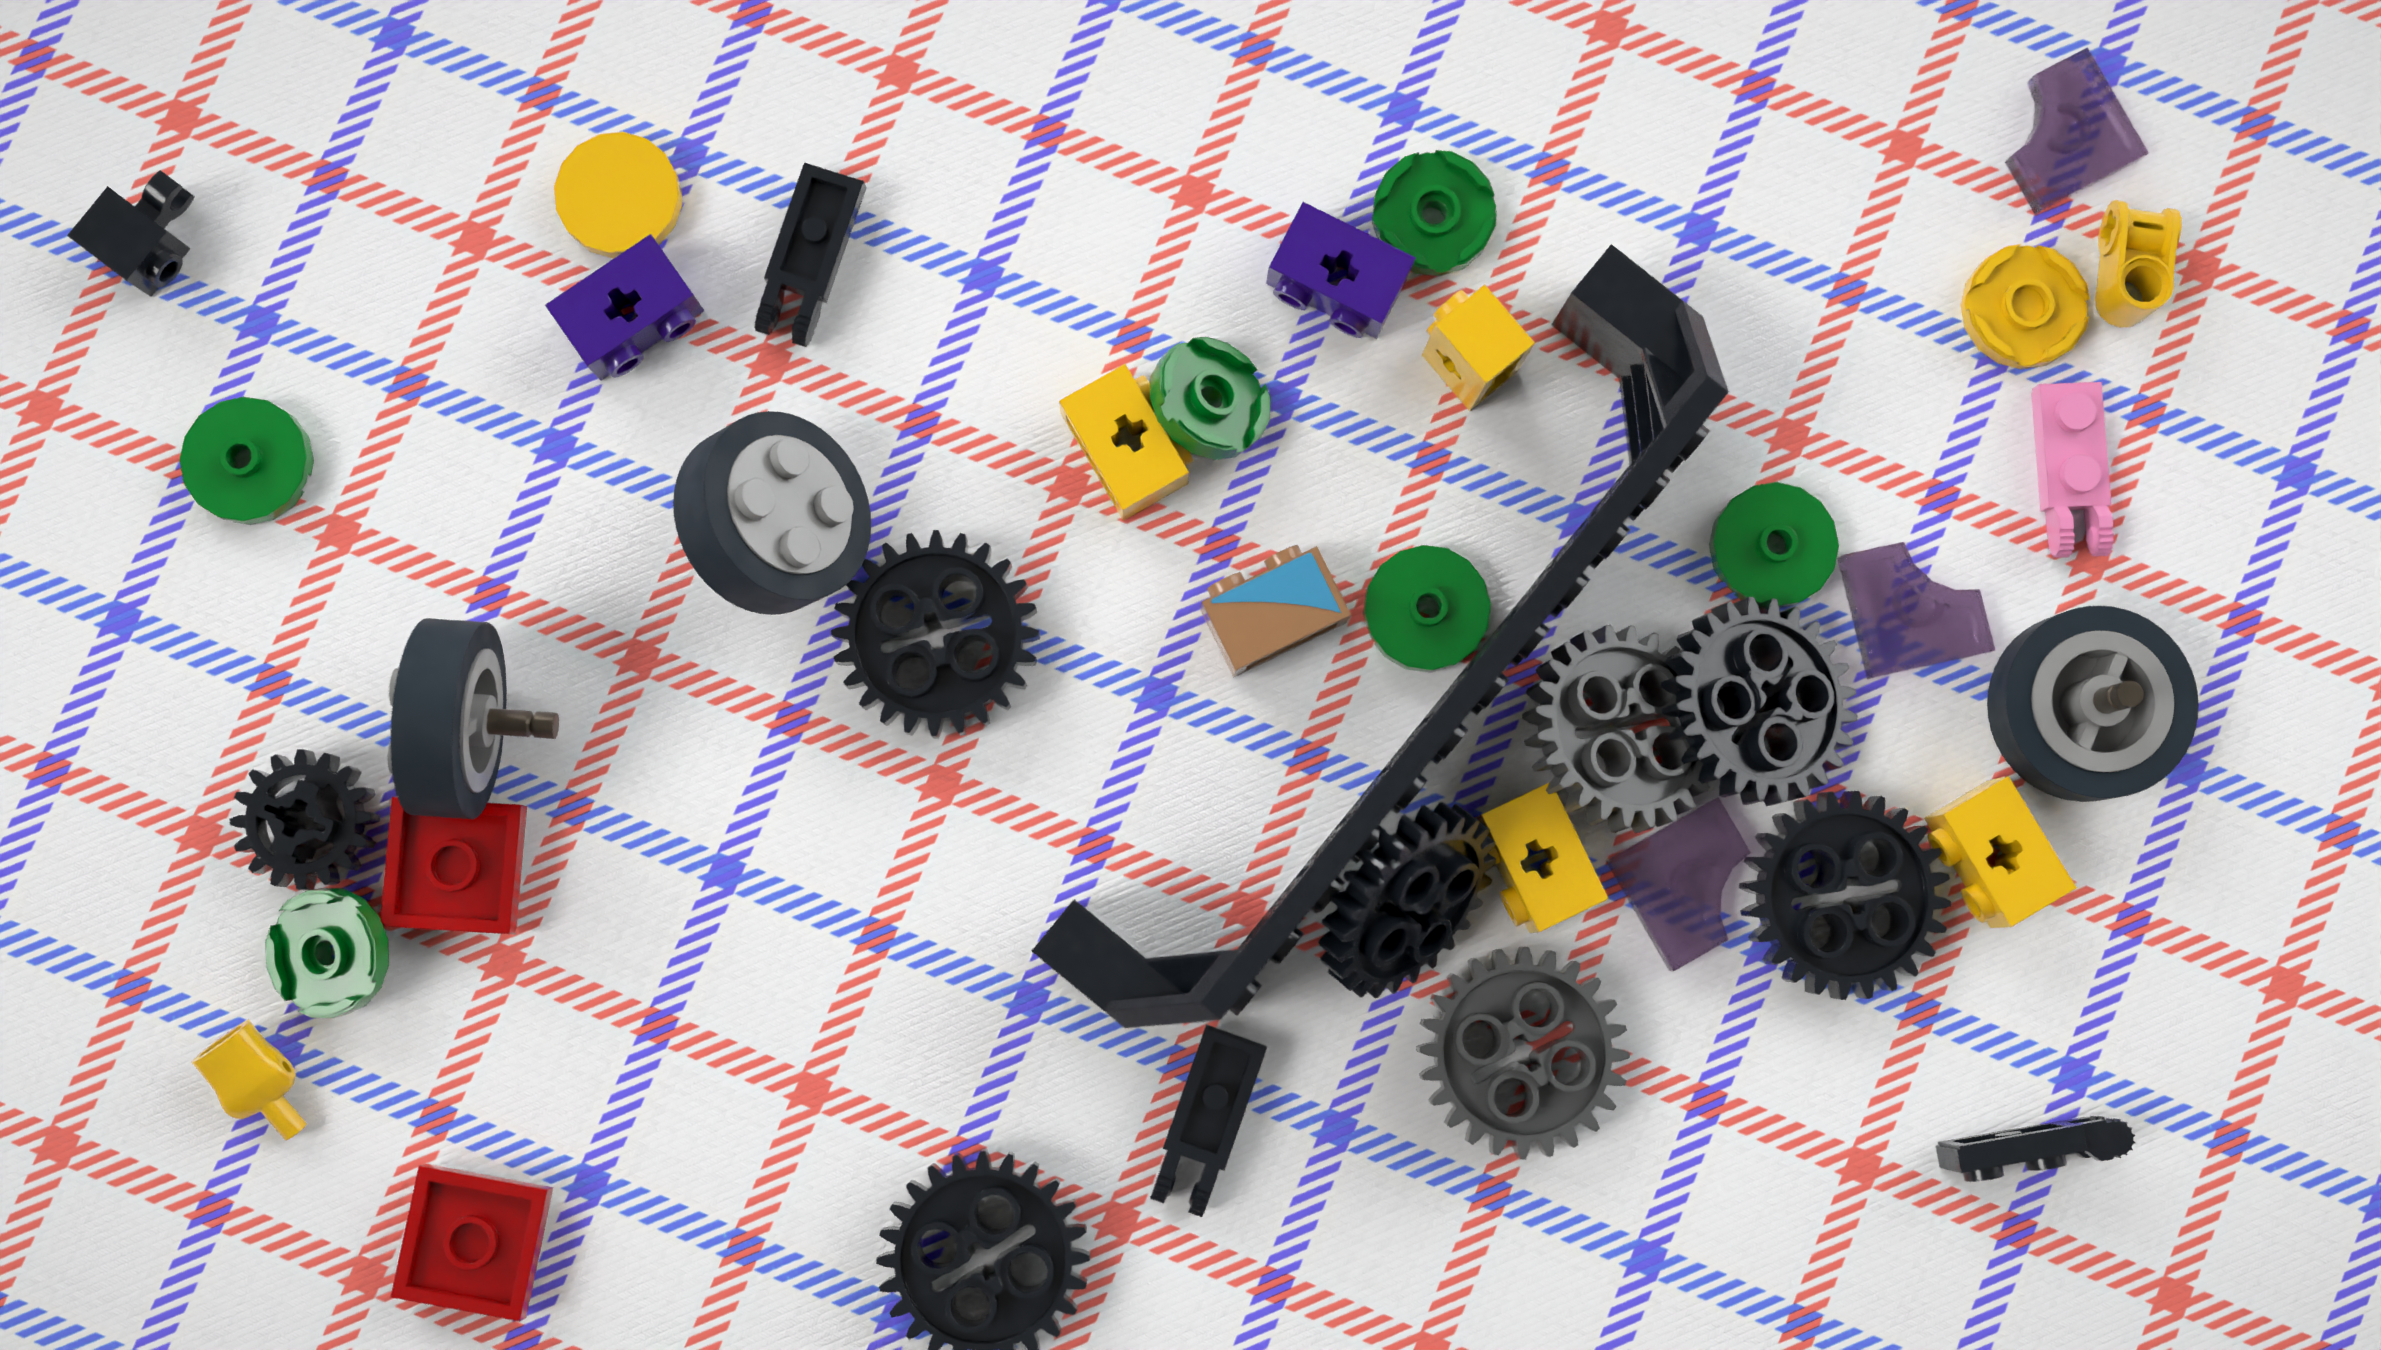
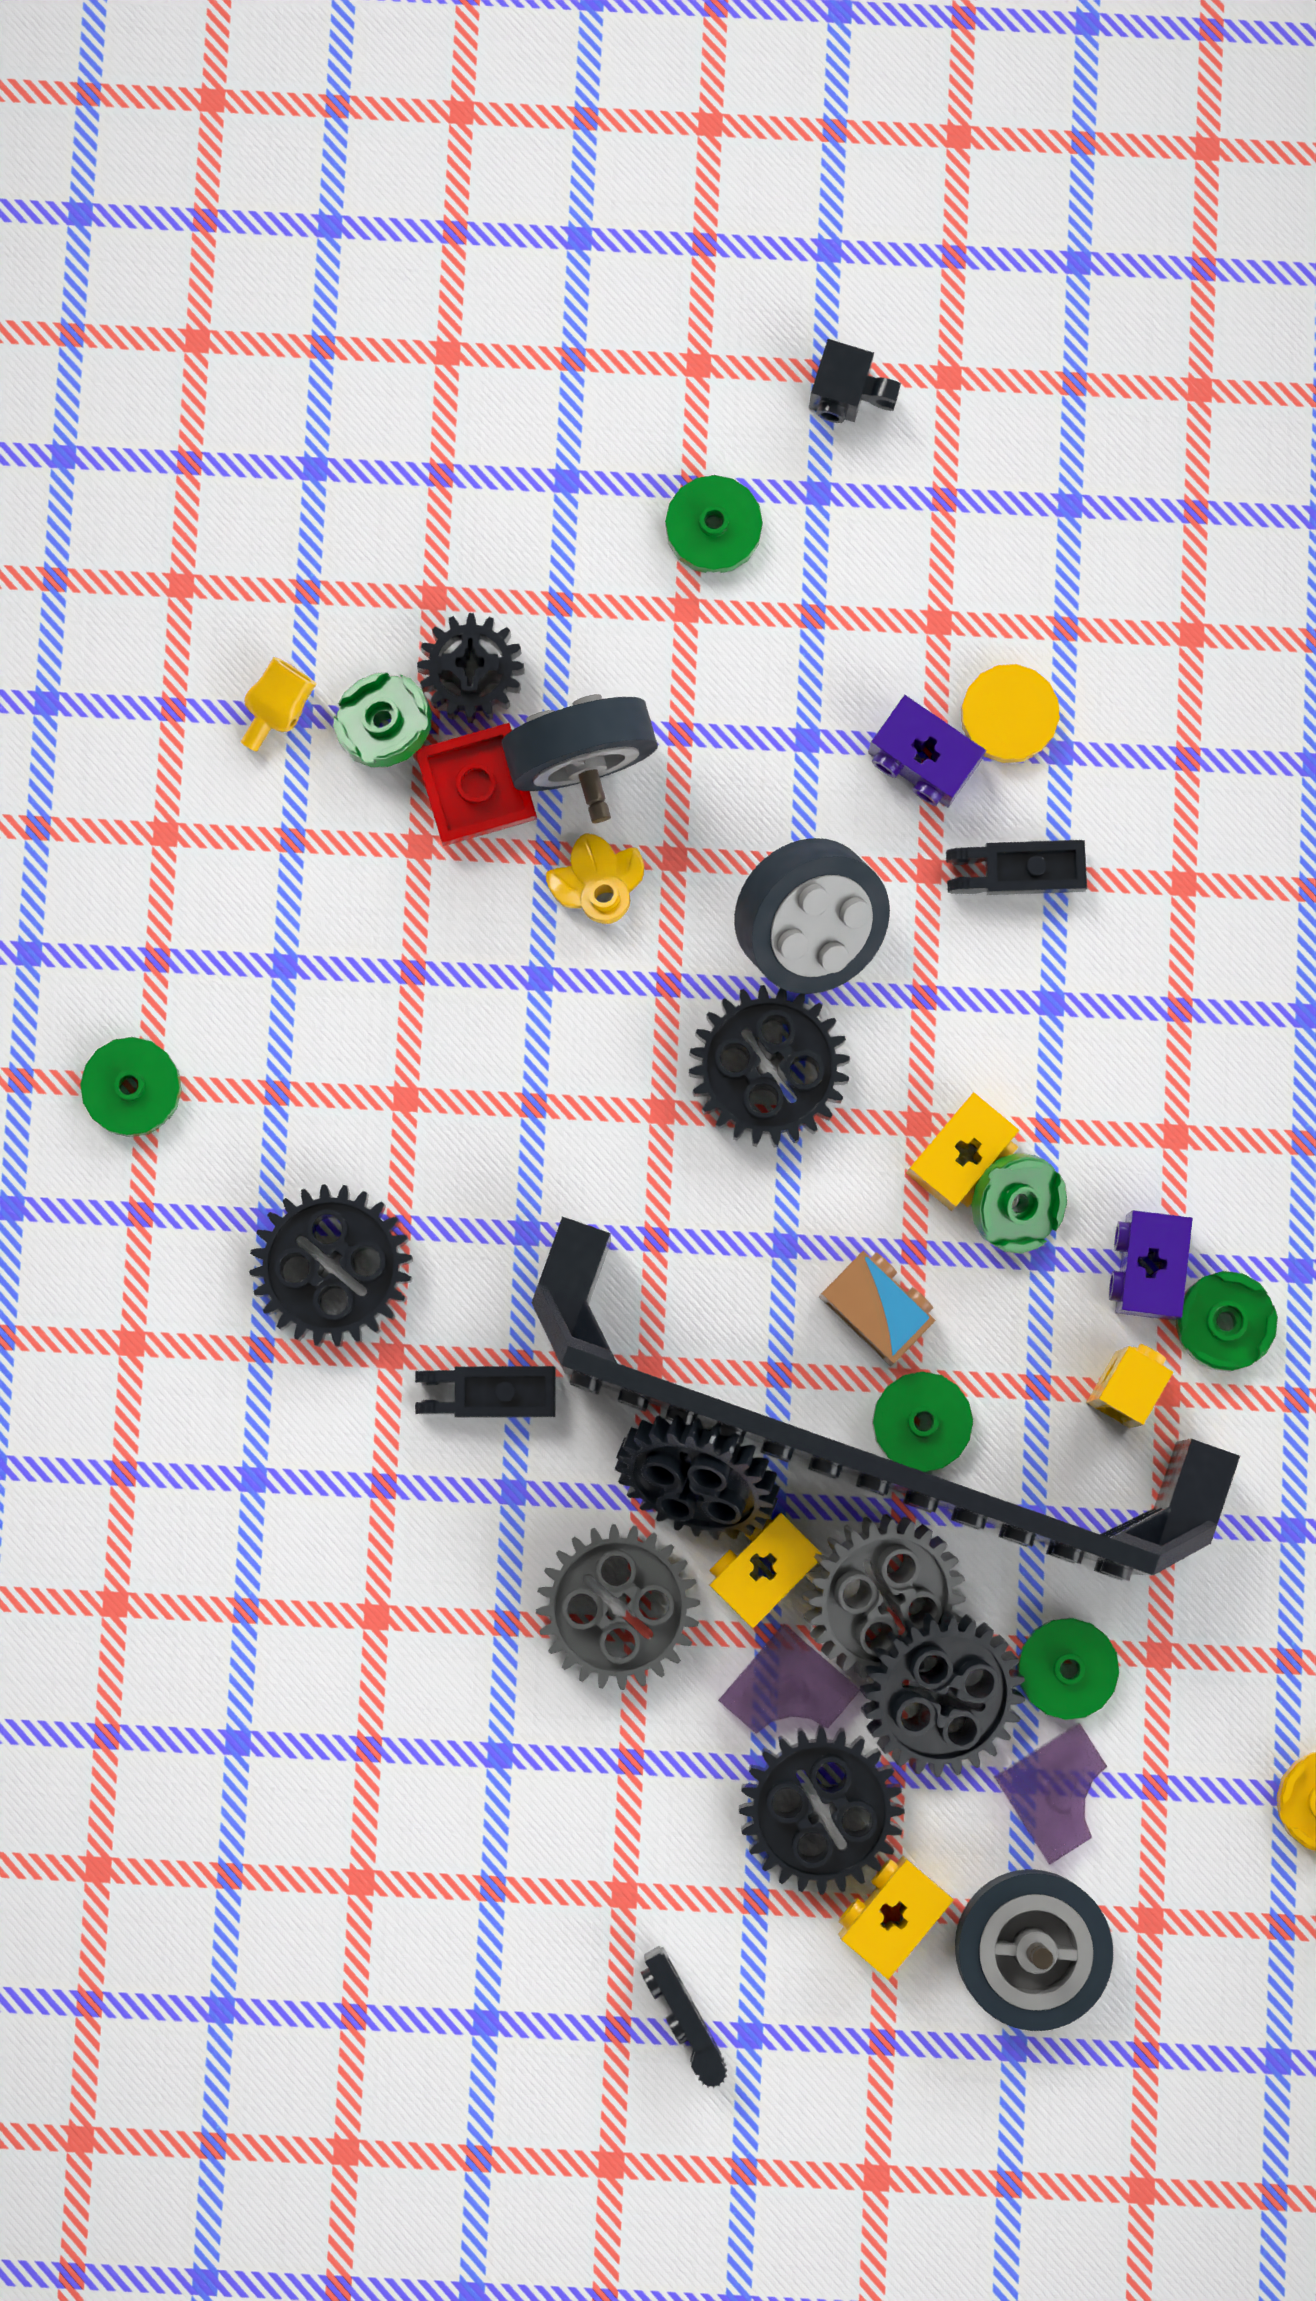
camera: 75 degrees right, 0 degrees up
(472, 1242) = (216, 899): red plate -> none
(620, 759) = (597, 871): none -> yellow plate
(2072, 464) = (1219, 1878): bright pink hinge -> none

